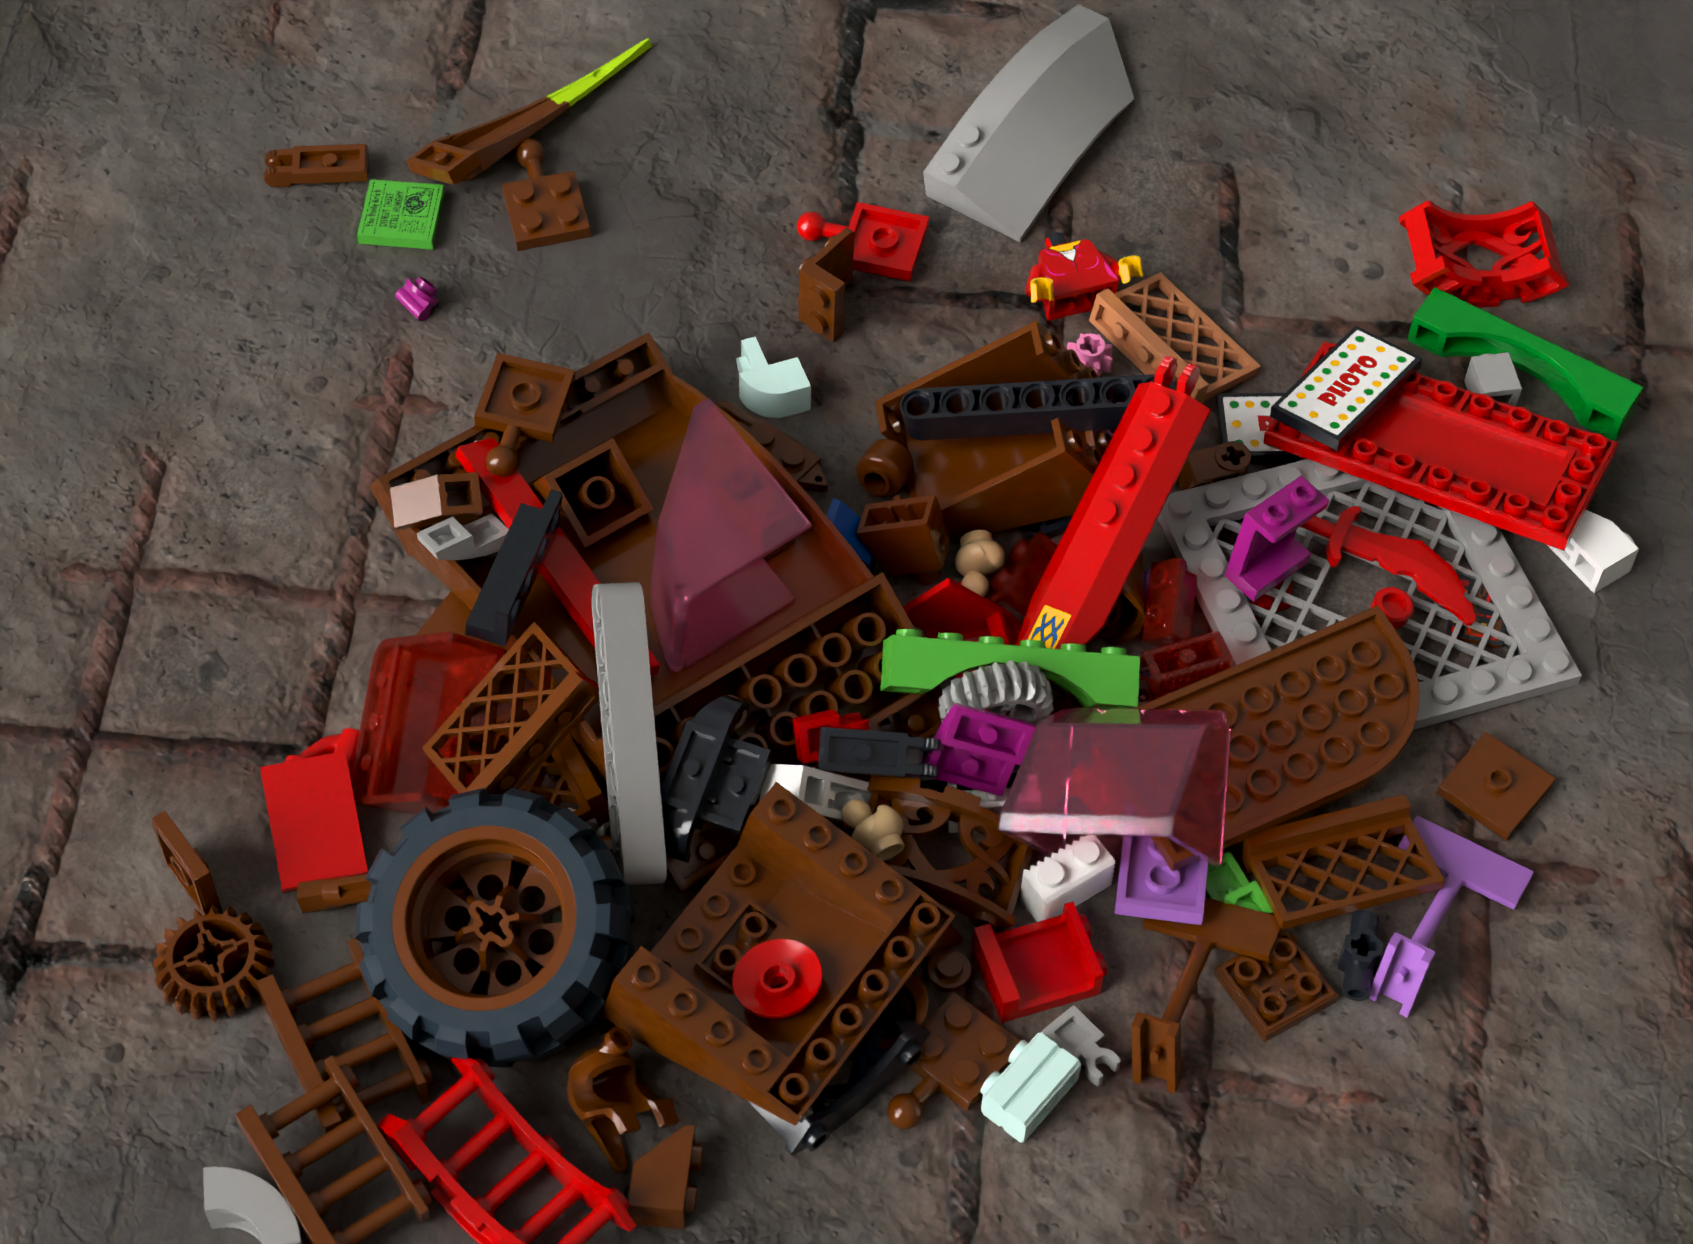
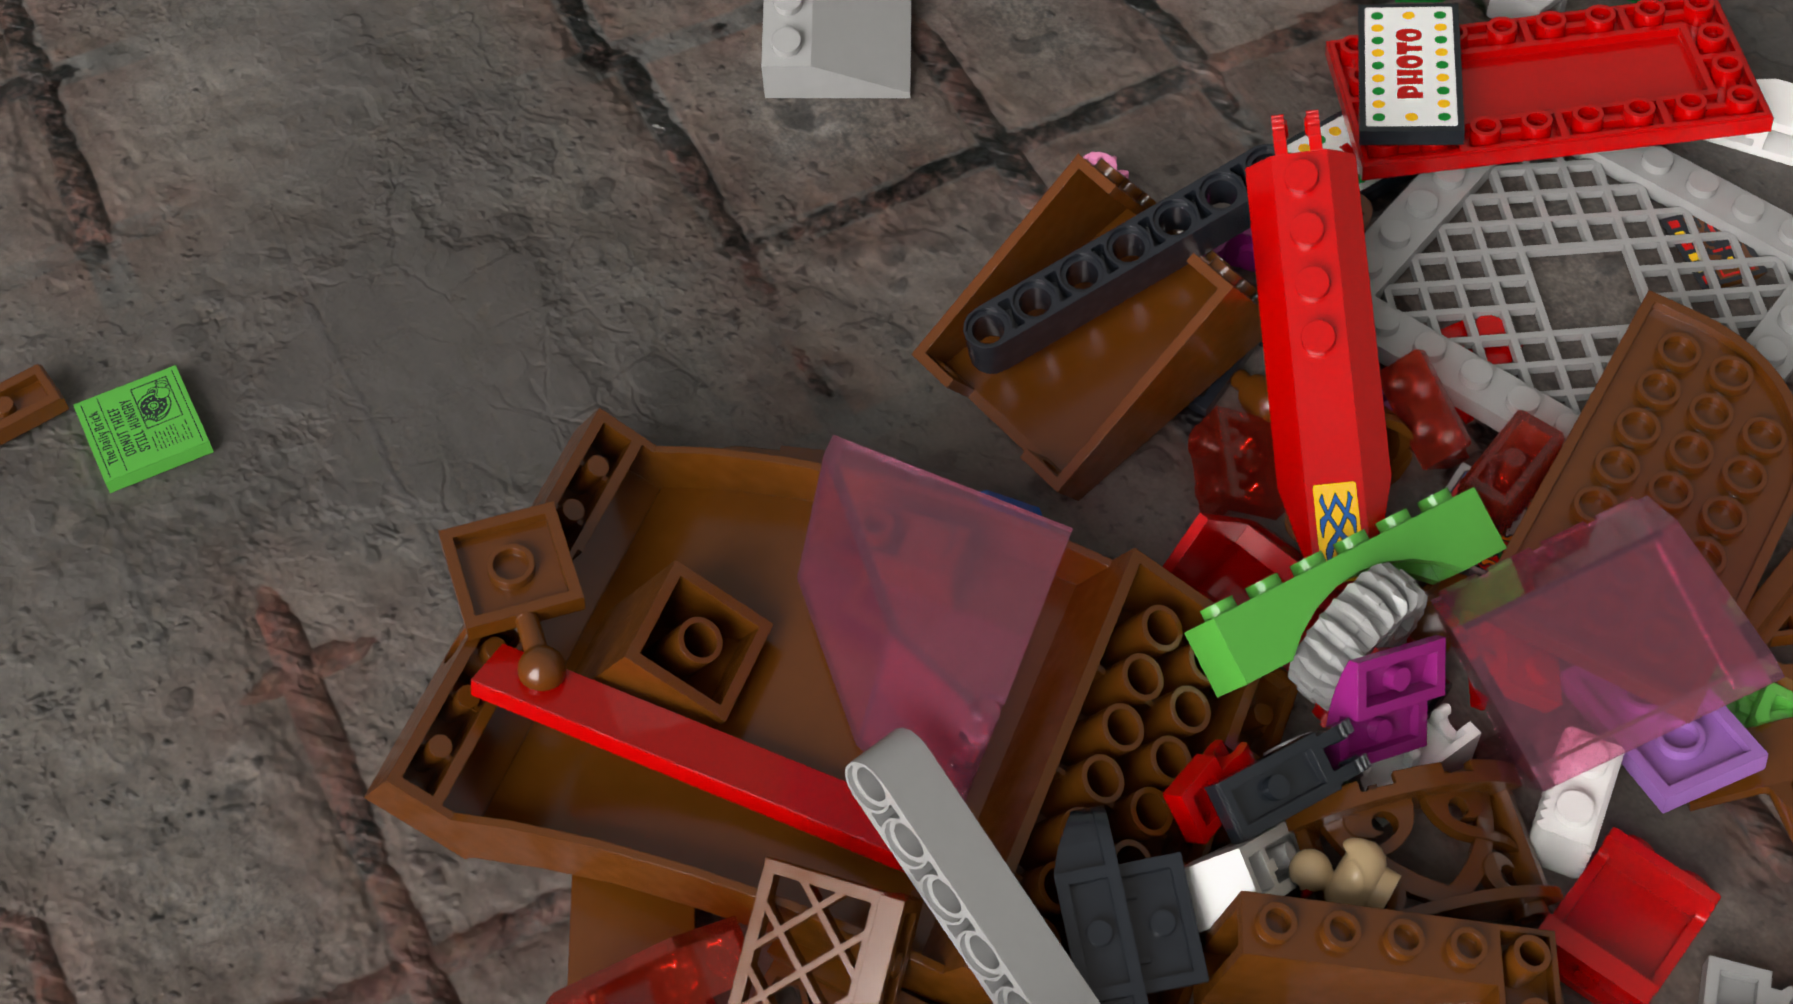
camera: 30 degrees left, 0 degrees up
(418, 297) = (241, 520): magenta plate -> none
(435, 500) = (490, 768): reddish brown slope -> none
(457, 542) = (568, 798): light grey slope -> none
(477, 148) = (196, 291): reddish brown plate -> none
(514, 571) = (681, 805): black fence -> none
(544, 207) = (323, 330): reddish brown plate -> none
(774, 388) = (762, 406): light aqua brick -> none
(823, 285) = (753, 259): reddish brown bracket -> none
(884, 238) = (752, 170): red plate -> none
(885, 468) = (974, 427): reddish brown head -> none
(906, 536) = (1083, 489): reddish brown torso -> none
(978, 558) = (1161, 477): tan animal -> none
(1073, 274) = (1015, 100): red torso -> none
(1146, 349) = (1154, 140): nougat fence -> none
(1266, 541) = (1489, 293): magenta panel -> none
(1395, 605) = (1633, 284): red tile -> none
(1398, 556) = (1598, 229): red sword -> none

